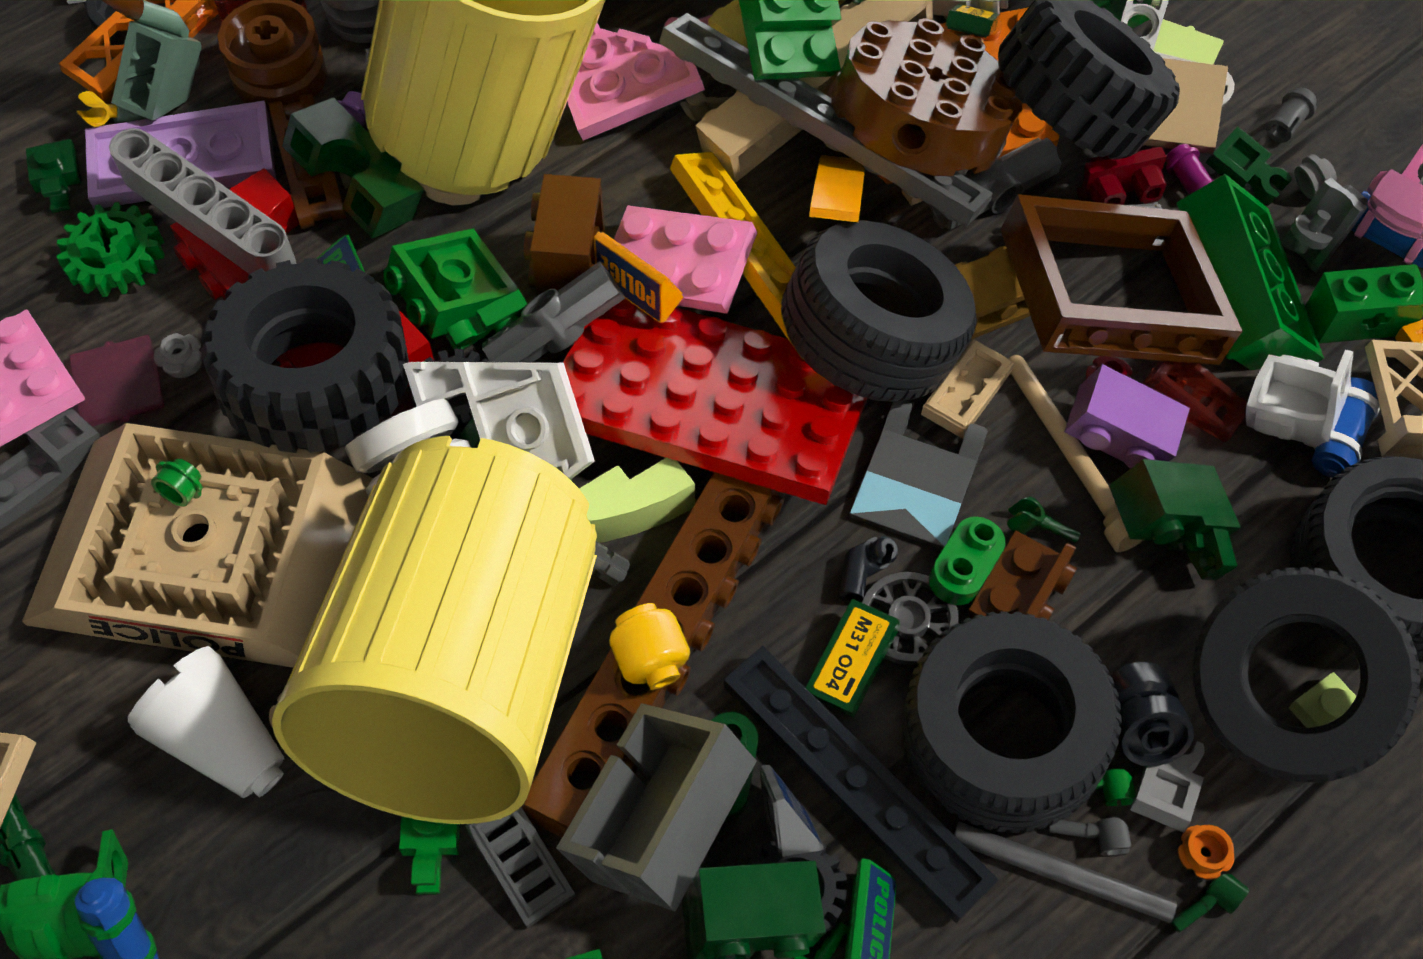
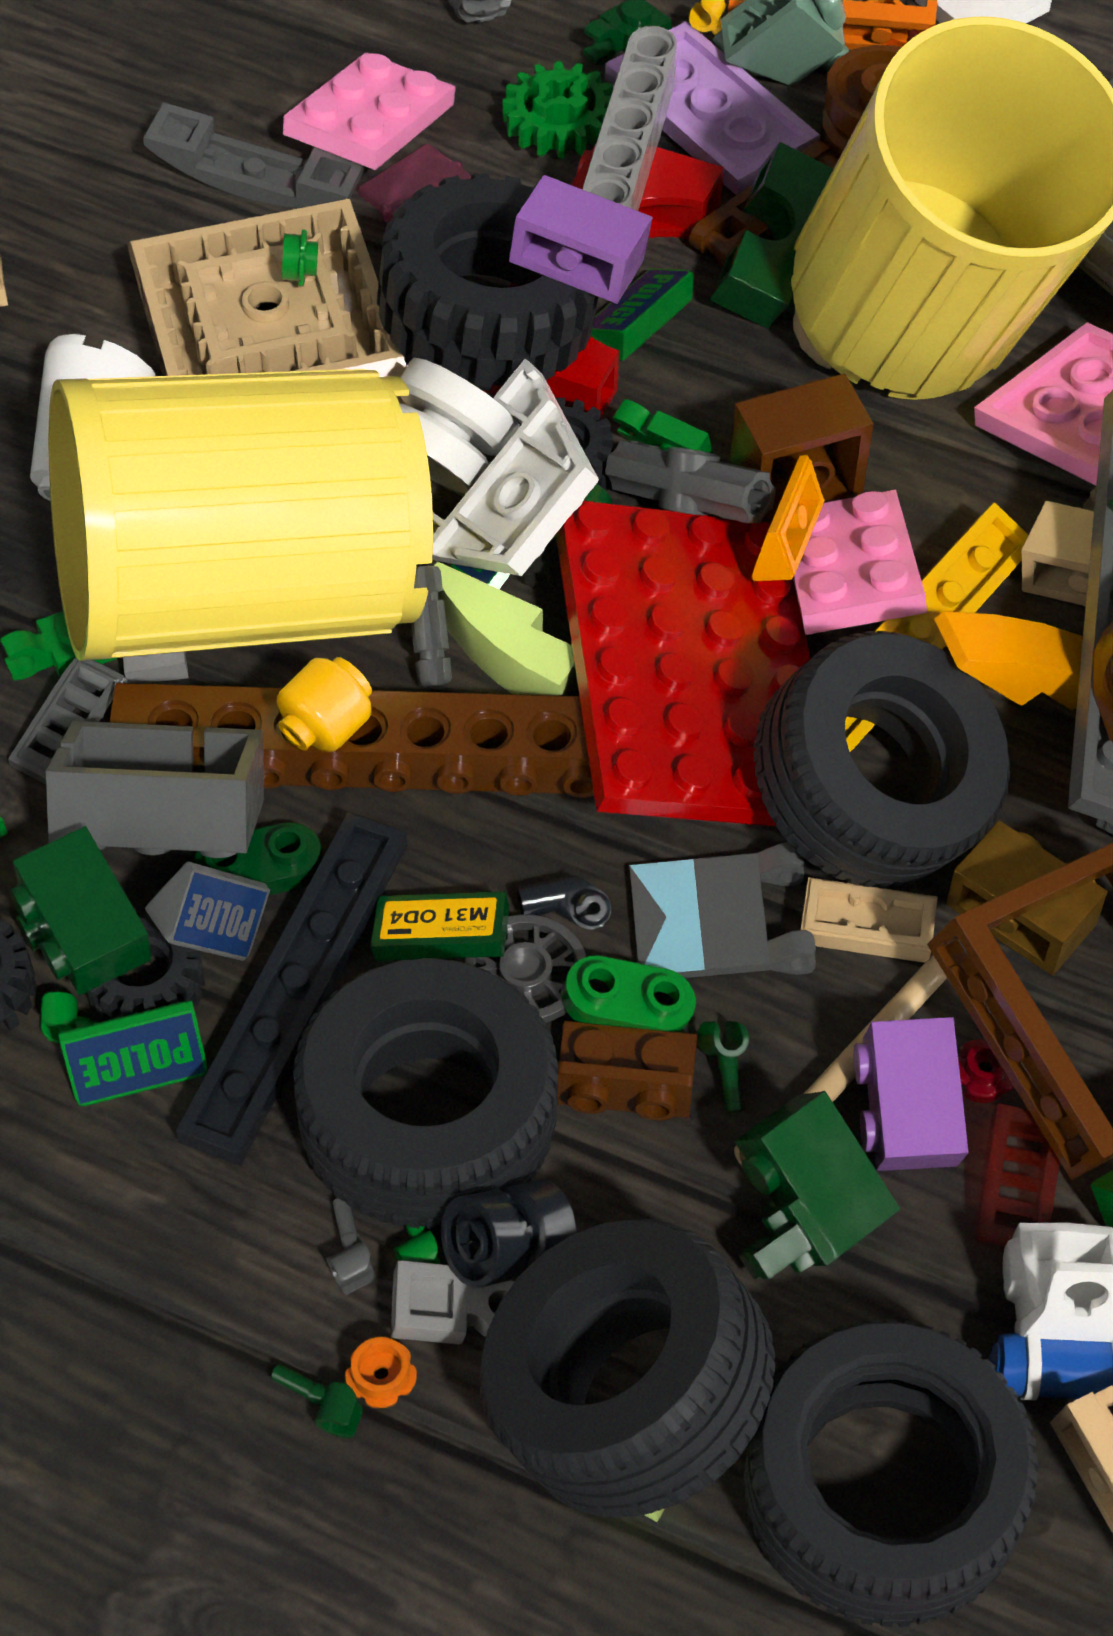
camera: 65 degrees right, 5 degrees down
(345, 263) = (580, 239): none -> medium lavender brick
(445, 279) = (695, 375): green plate -> none
(1066, 872) = (288, 1235): flat silver bar -> none

